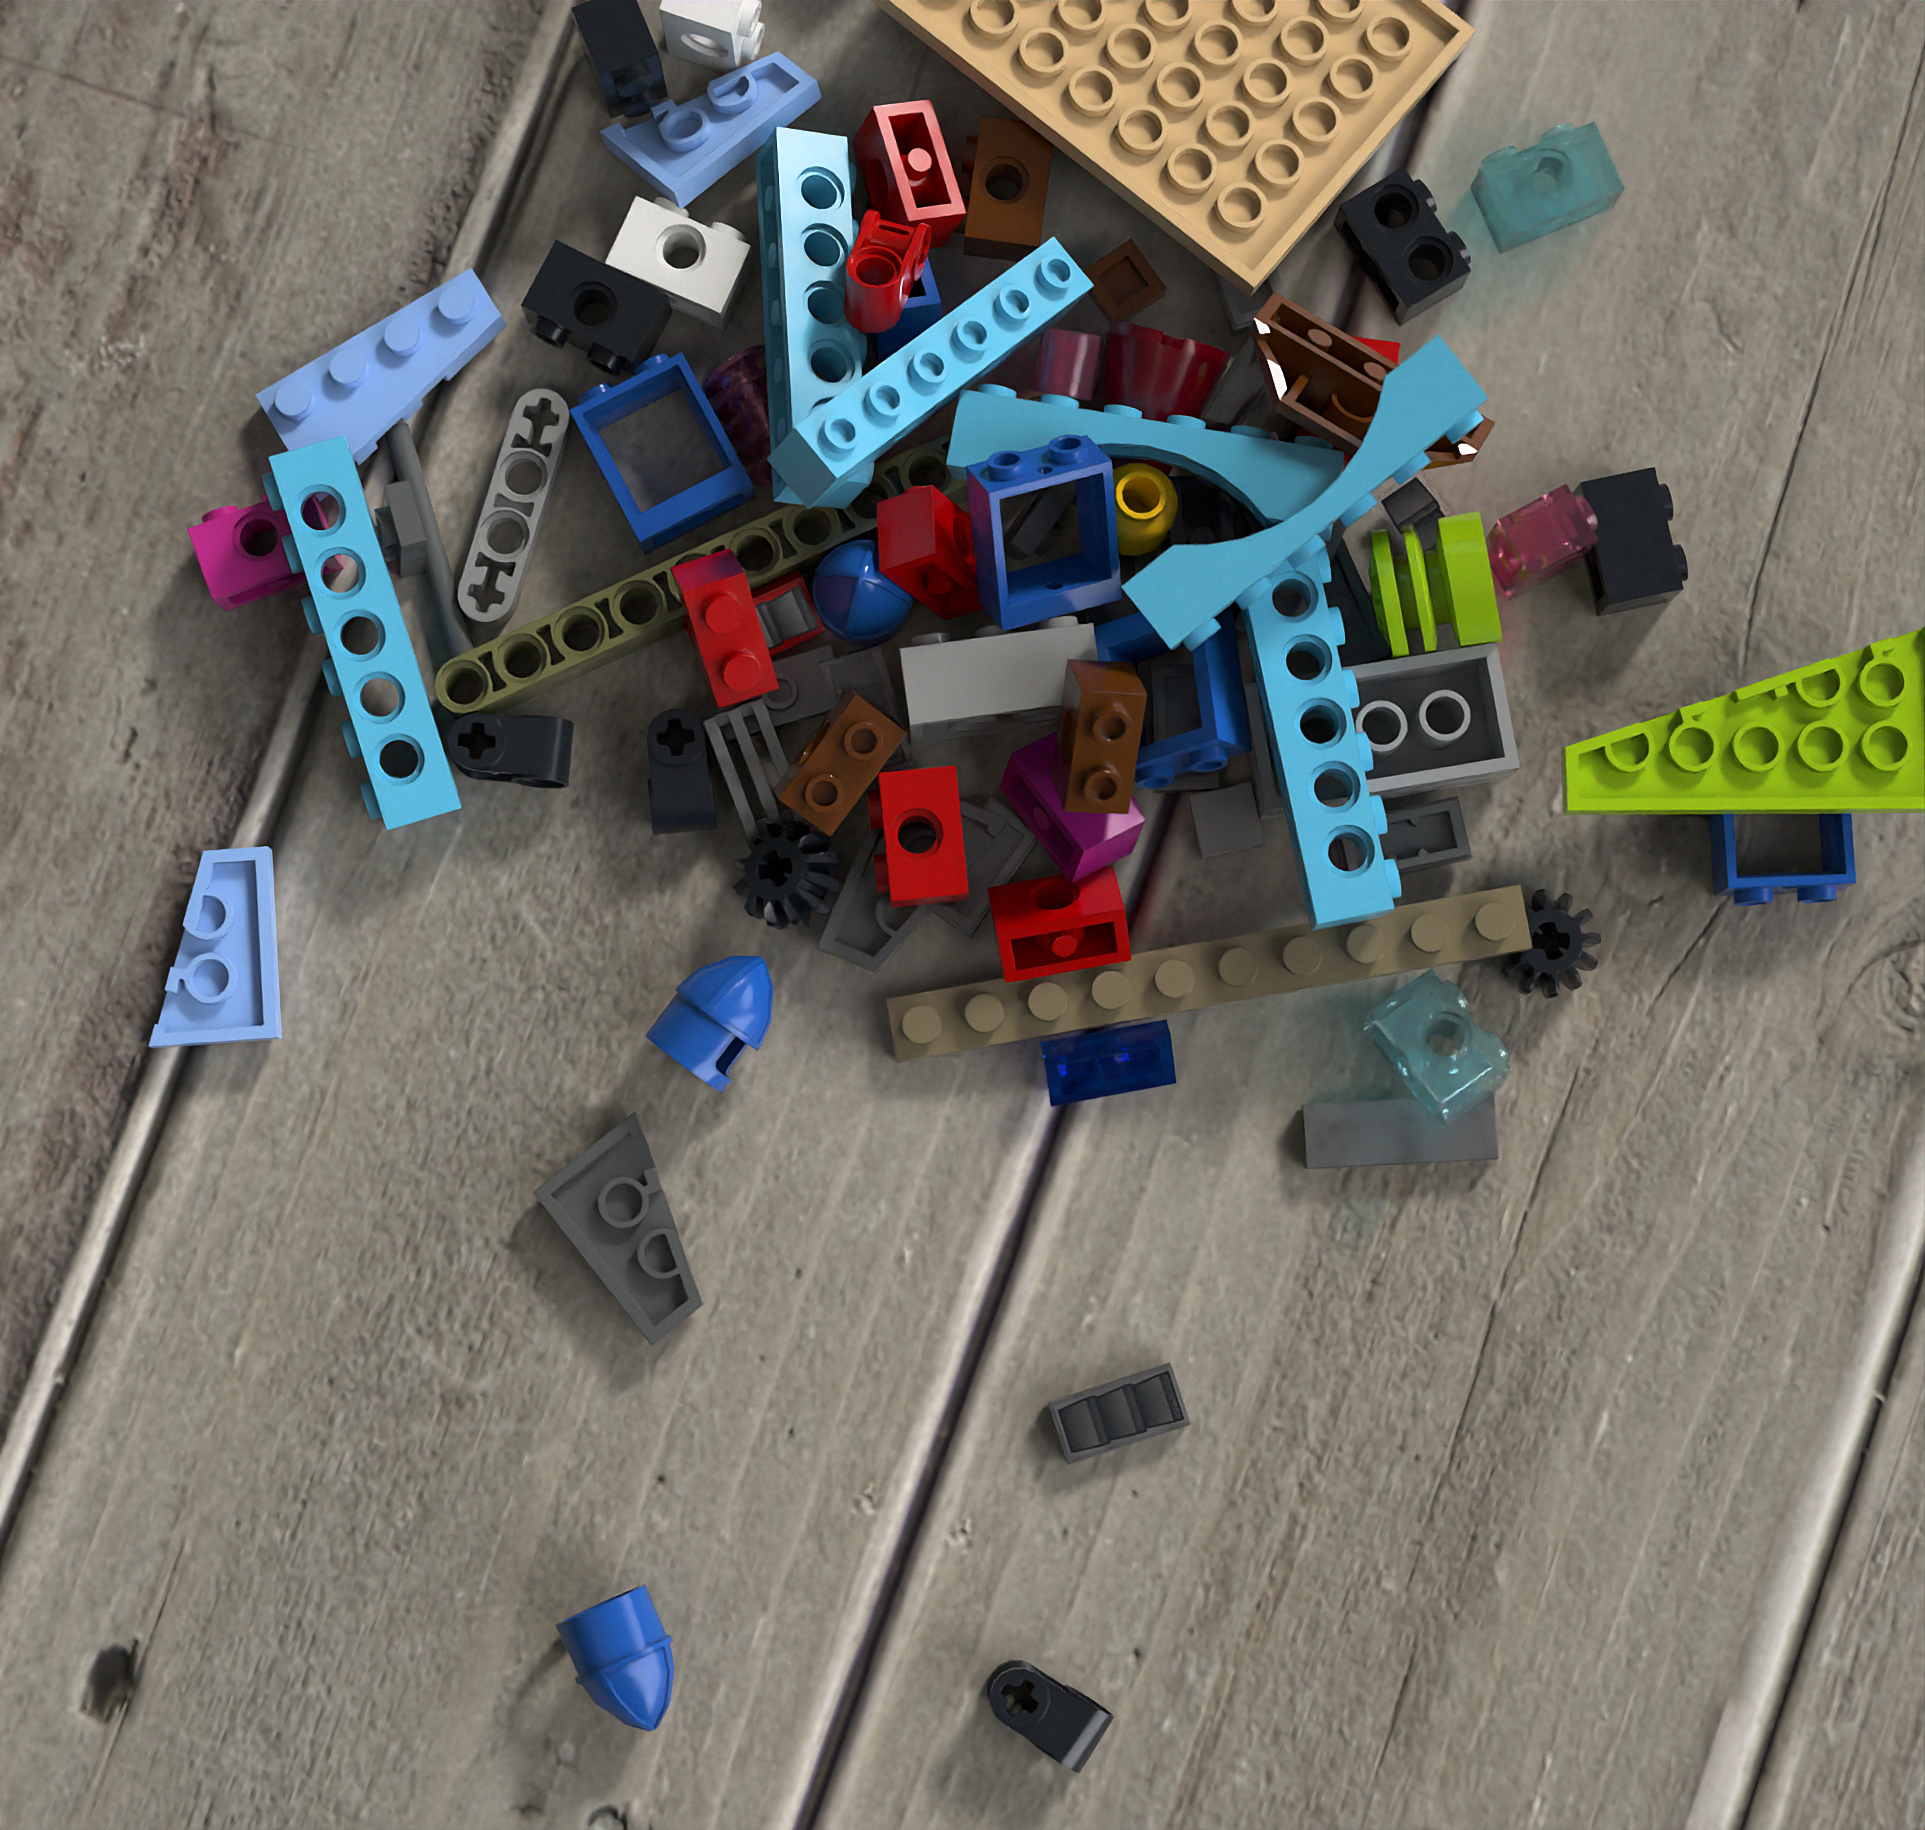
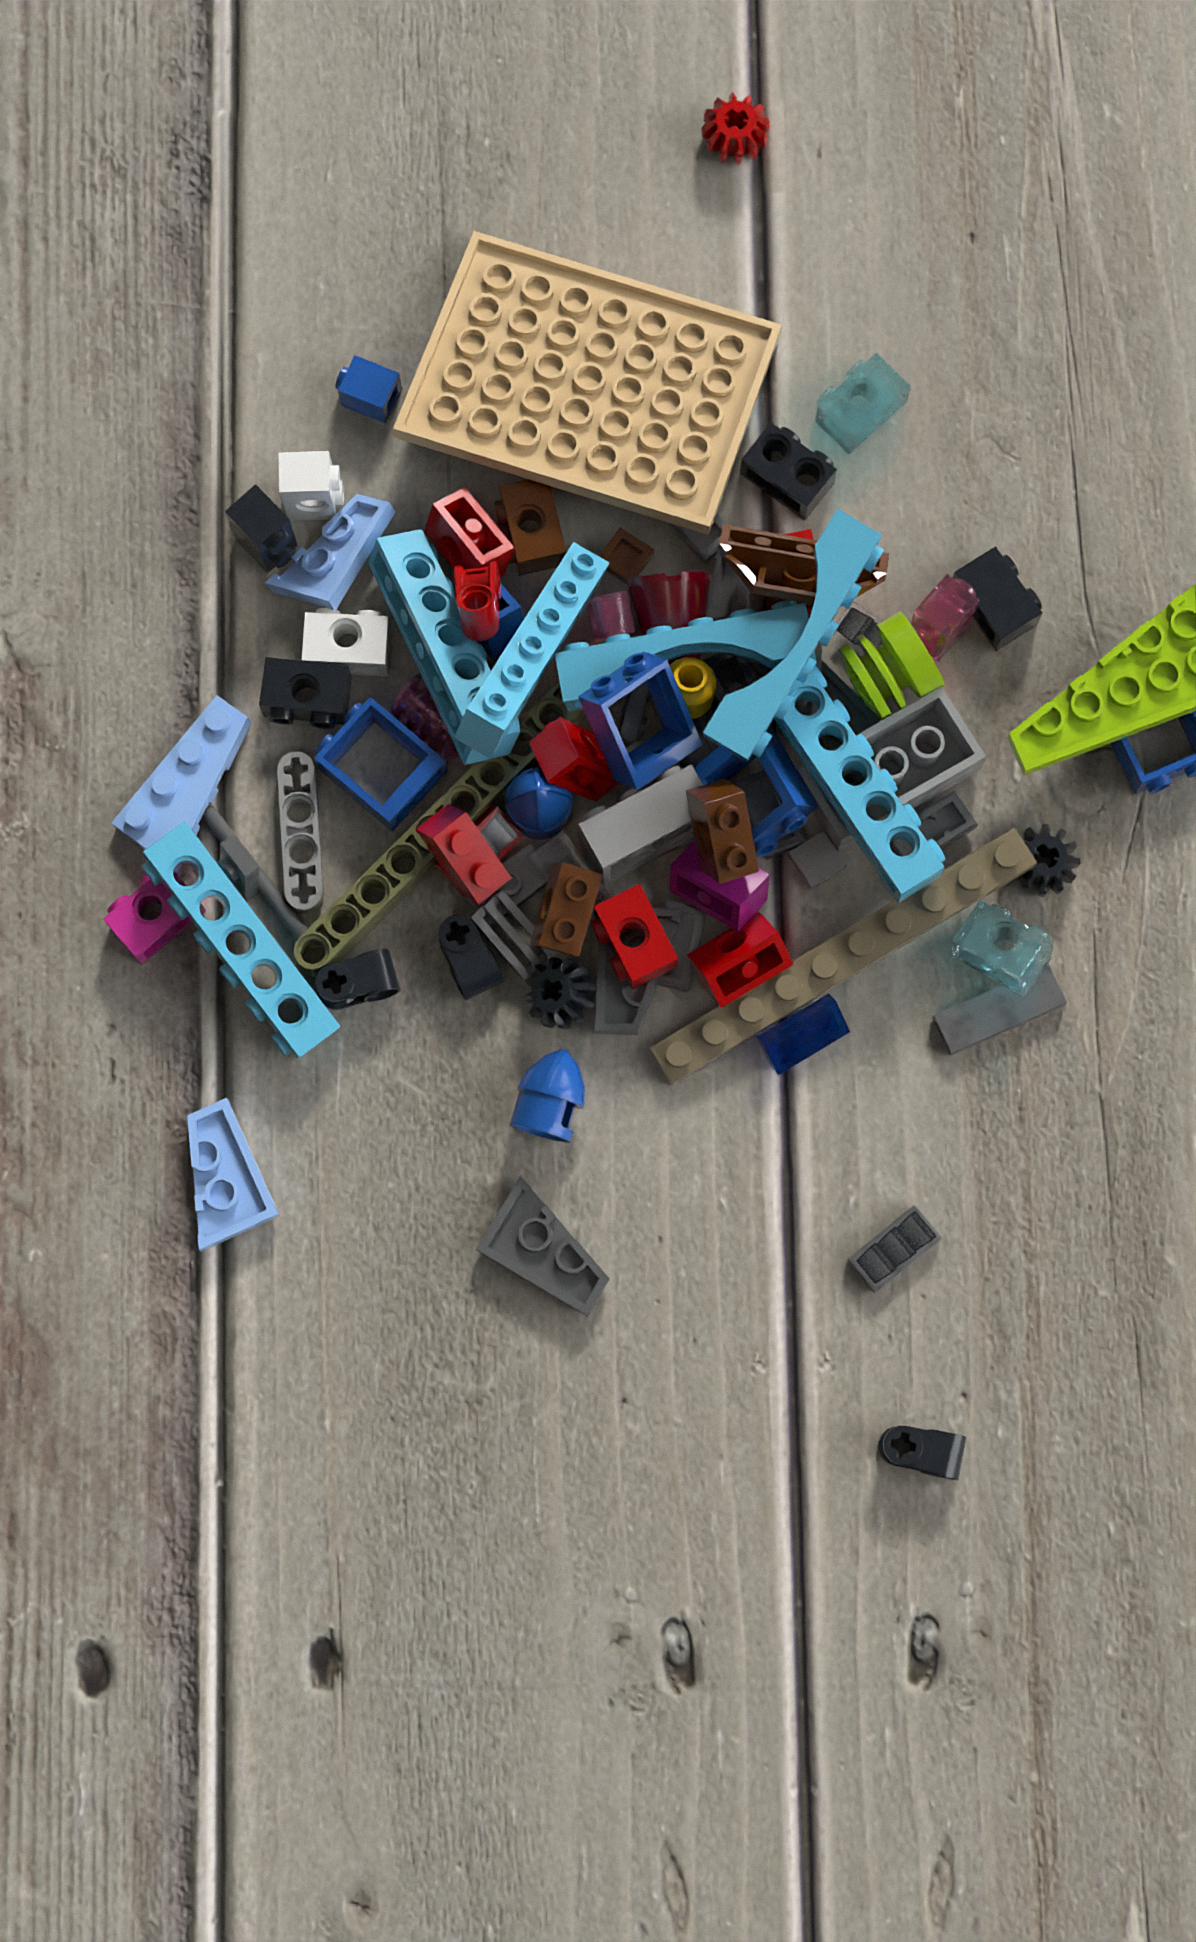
camera: 15 degrees left, 5 degrees down
(623, 1657) = (646, 1516): blue helmet -> none

